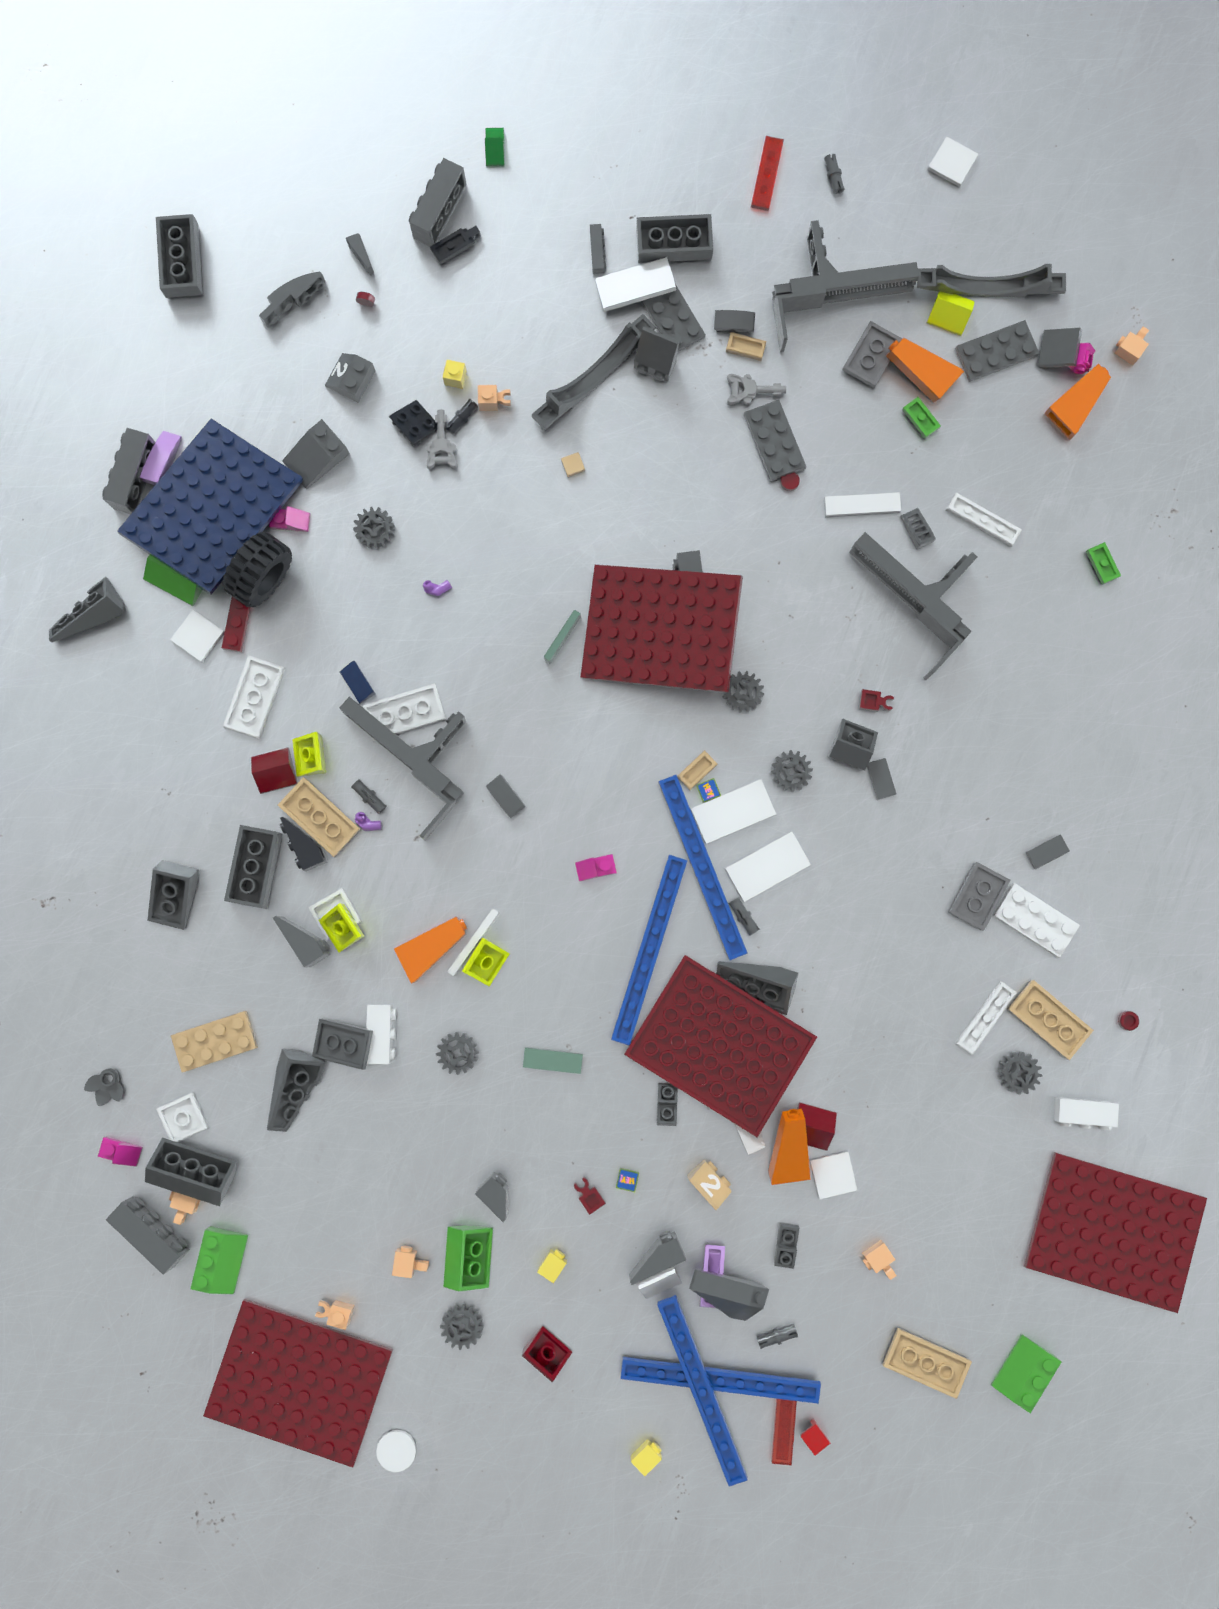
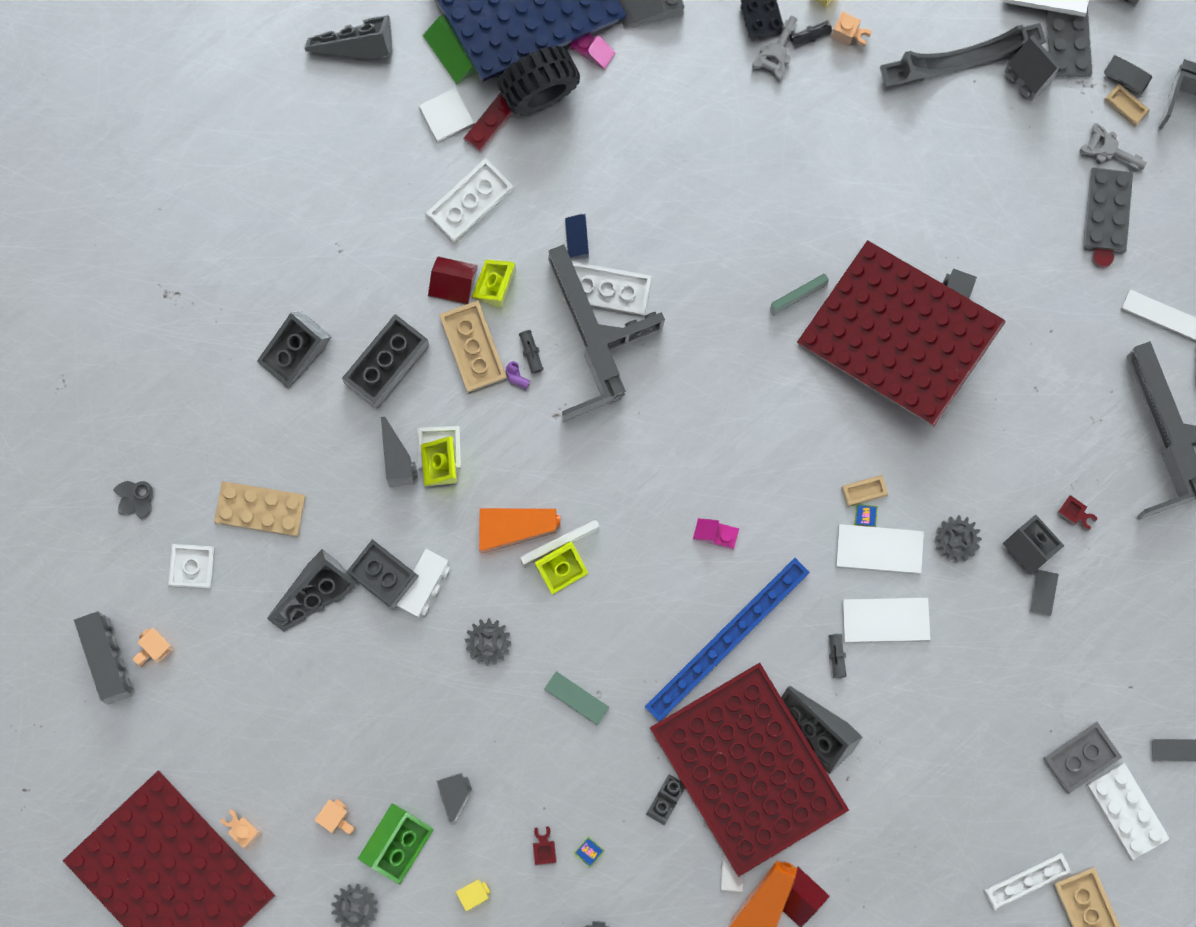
camera: 30 degrees right, 5 degrees down
(120, 1152) = (115, 567): dark pink slope -> none
(190, 1171) = (175, 619): dark grey brick -> none
(219, 1261) = (155, 720): bright green slope -> none
(306, 849) = (445, 372): black slope -> none
(368, 525) = (678, 99): dark grey gear -> none
(435, 589) = (700, 187): medium lavender arm -> none
(505, 796) = (664, 418): dark grey slope -> none
(573, 464) = (896, 133): tan tile -> none
(702, 867) = (821, 587): blue plate -> none
(709, 1183) = (668, 896): tan slope -> none
(748, 698) = (951, 446): dark grey gear -> none

